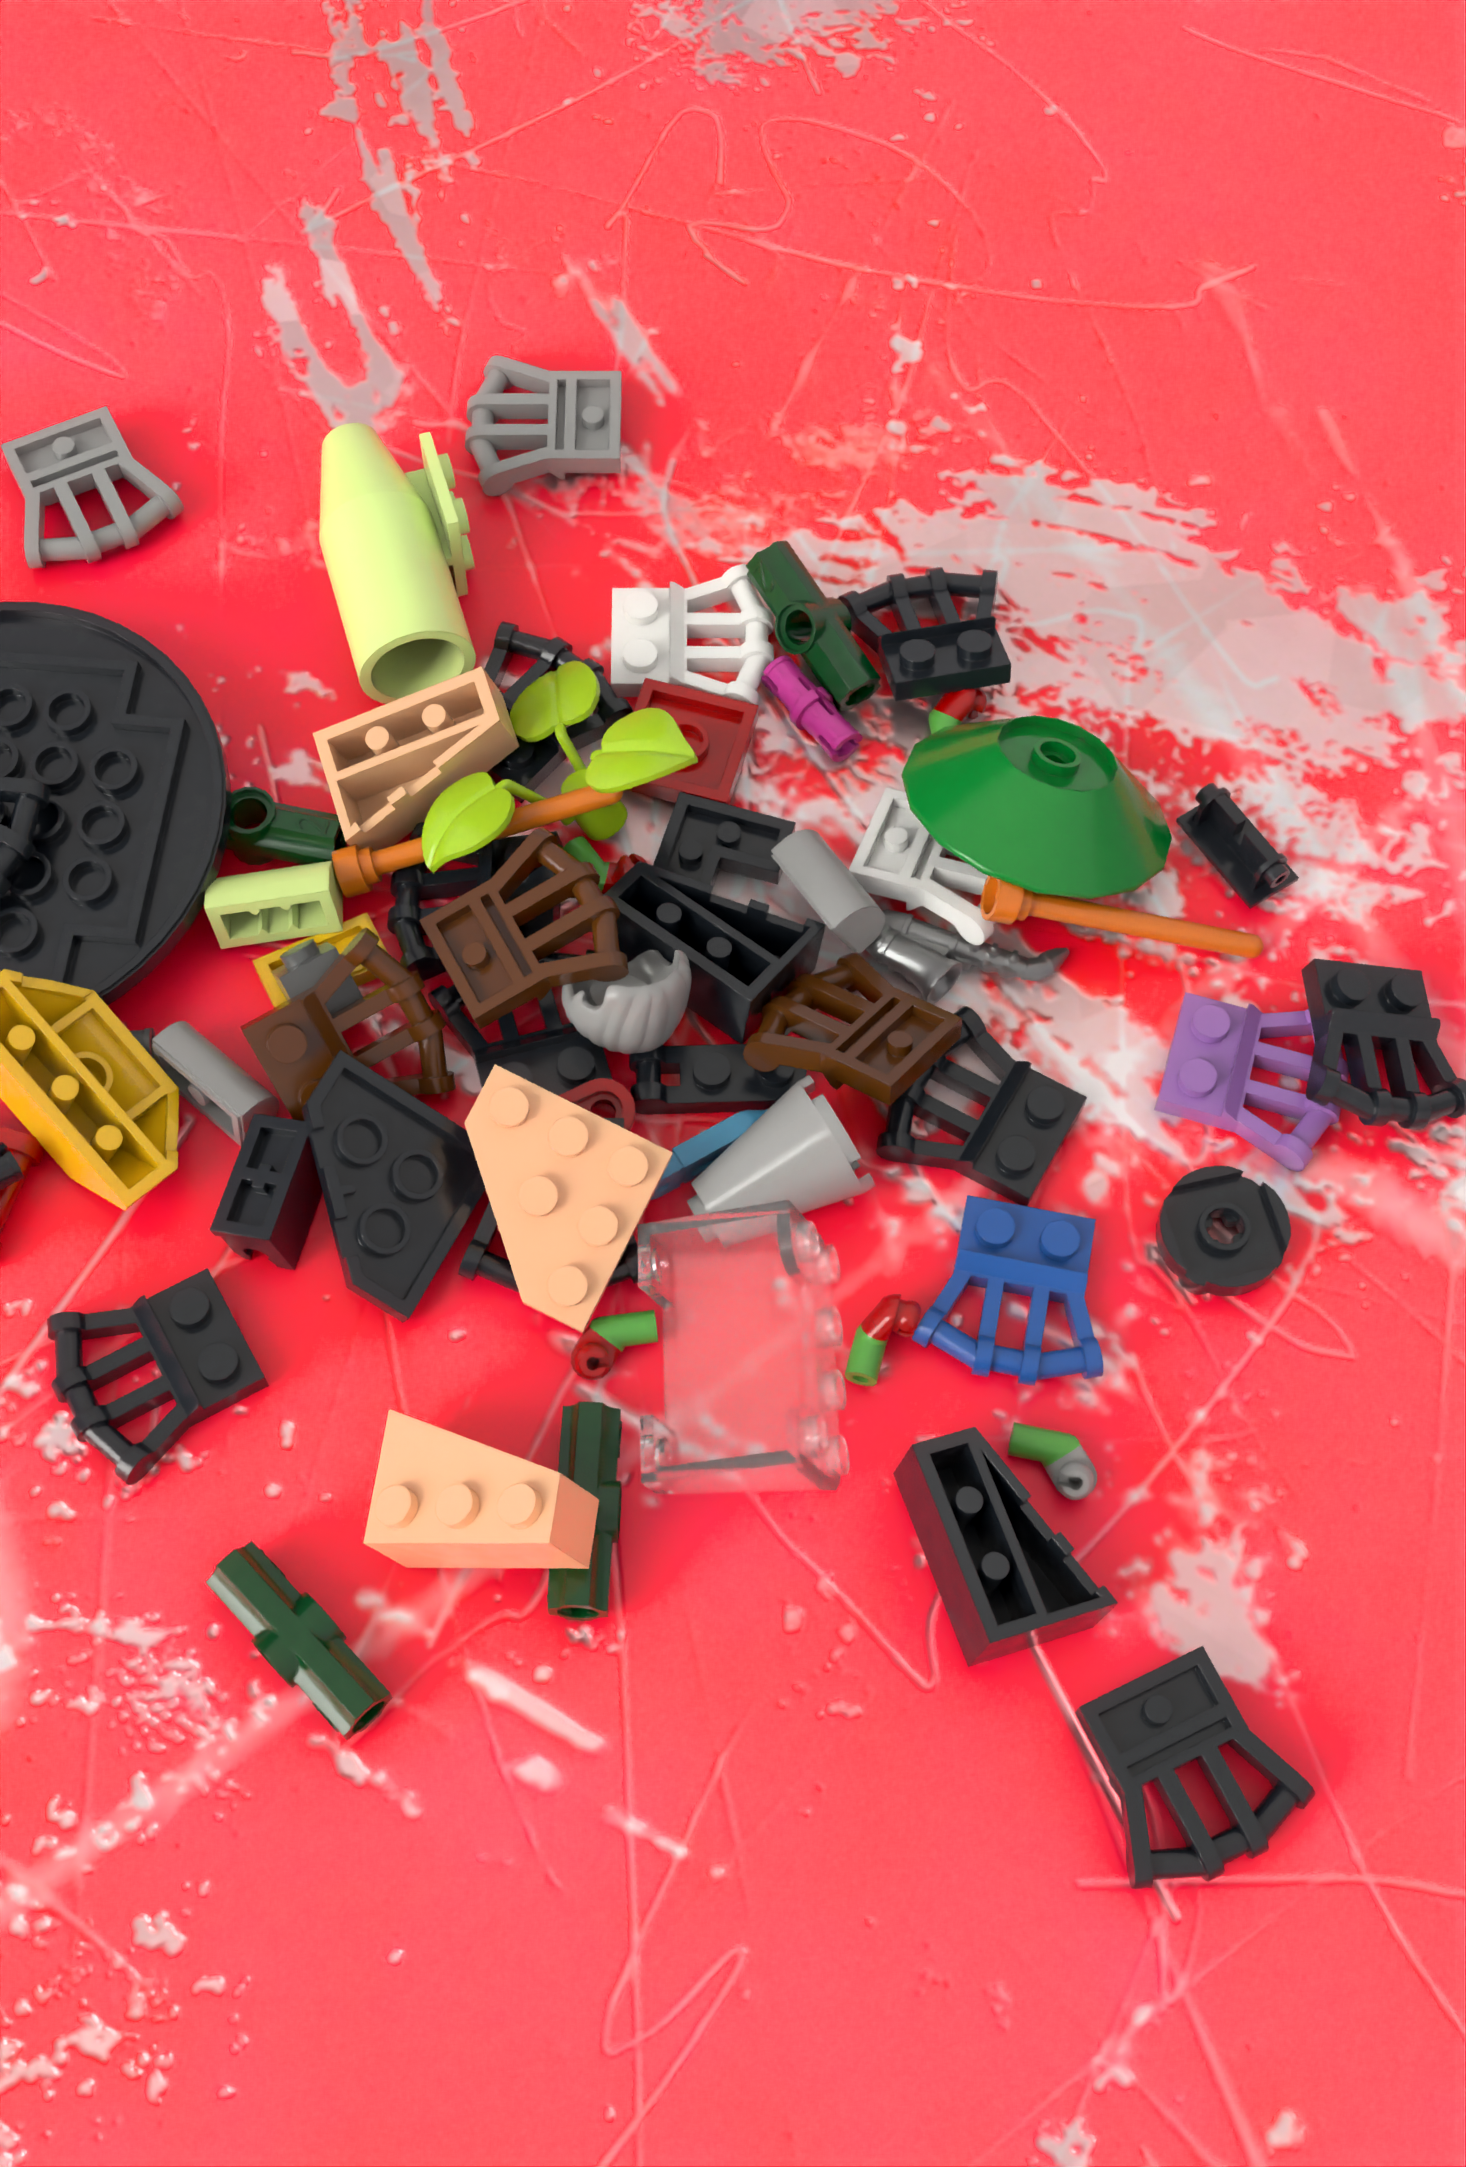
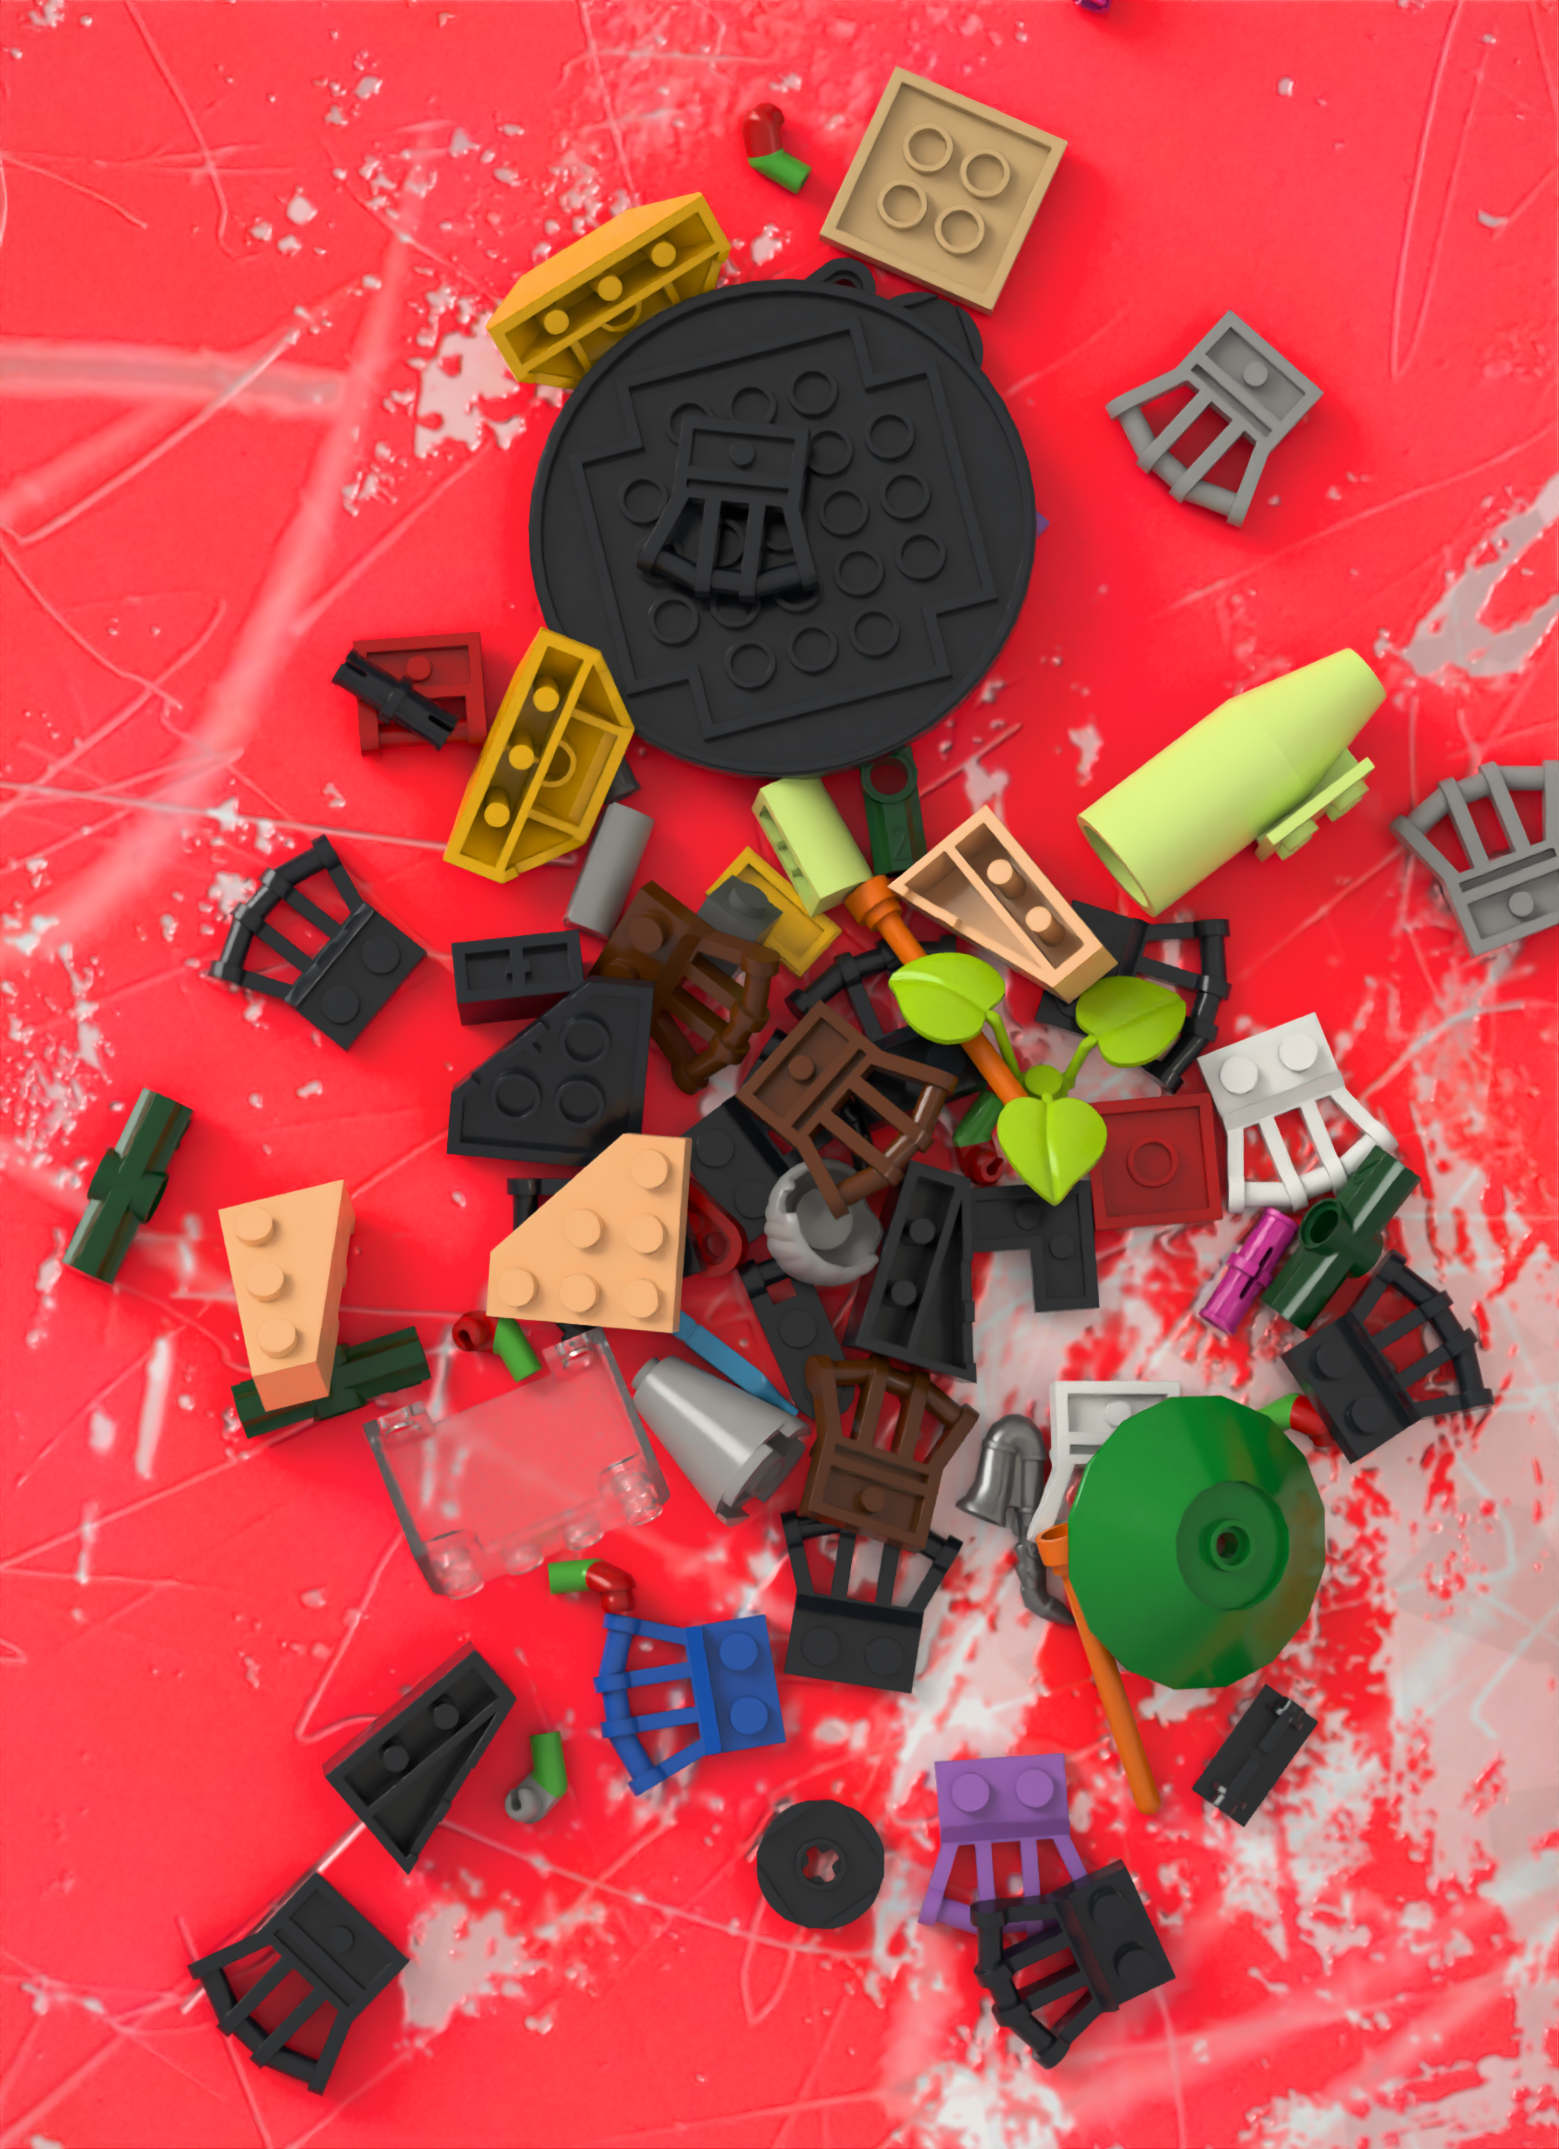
camera: 65 degrees right, 20 degrees up
(830, 888) = (1025, 1368): light grey brick -> none

